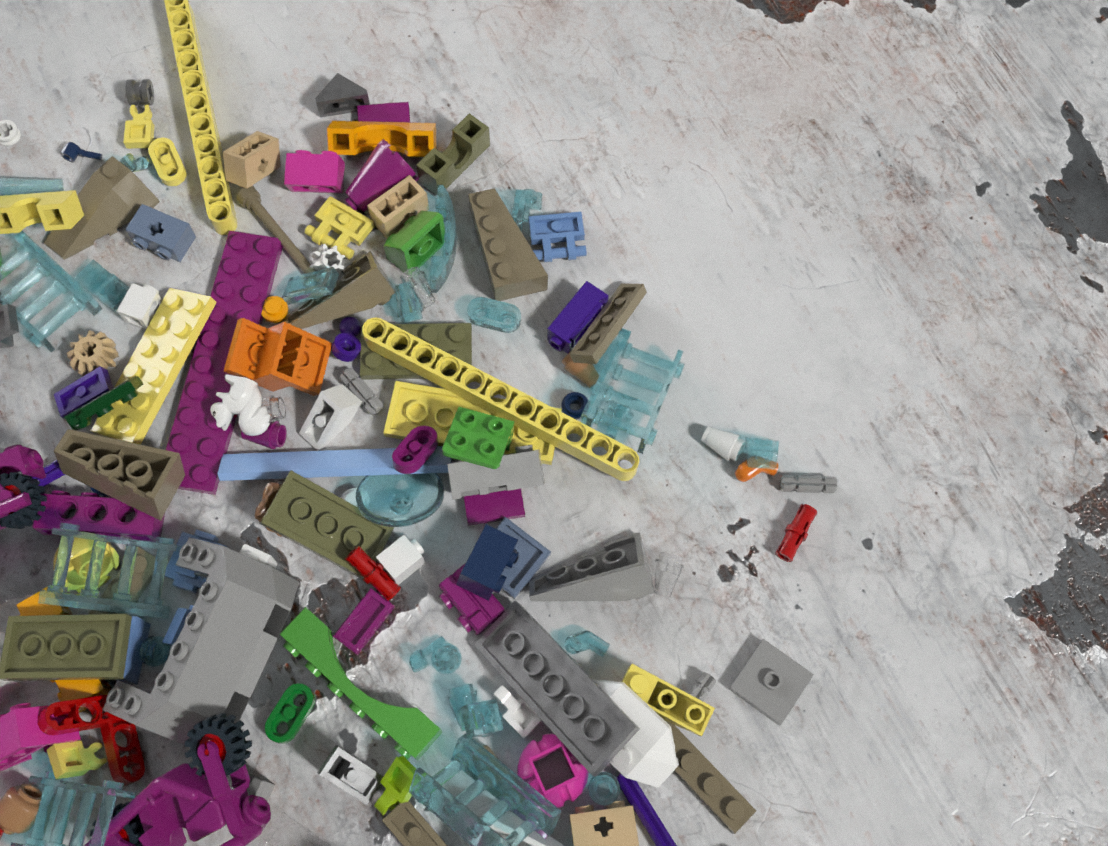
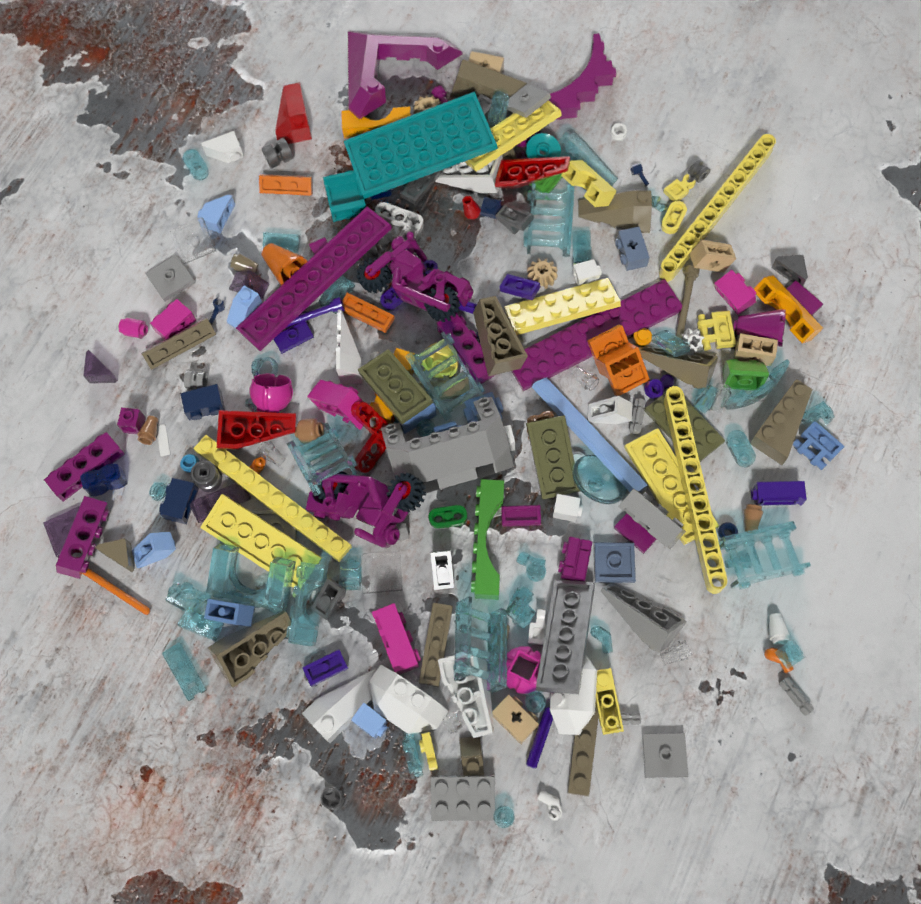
camera: 60 degrees right, 0 degrees up
(73, 760) = (348, 434): light yellow plate -> none
(101, 405) = (522, 300): dark green hinge -> none
(241, 400) = (580, 363): white animal -> none
(272, 438) = (574, 389): magenta cone -> none
(373, 573) = (548, 499): red pin -> none
(397, 785) = (455, 595): lime plate -> none
(415, 449) = (629, 467): magenta plate -> none
(468, 142) = (827, 354): olive arch -> none
(478, 438) = (662, 494): bright green bracket -> none
(487, 562) = (601, 551): dark blue brick -> none
(608, 323) = (790, 512): dark tan plate -> none
(796, 533) = (761, 709): red pin -> none

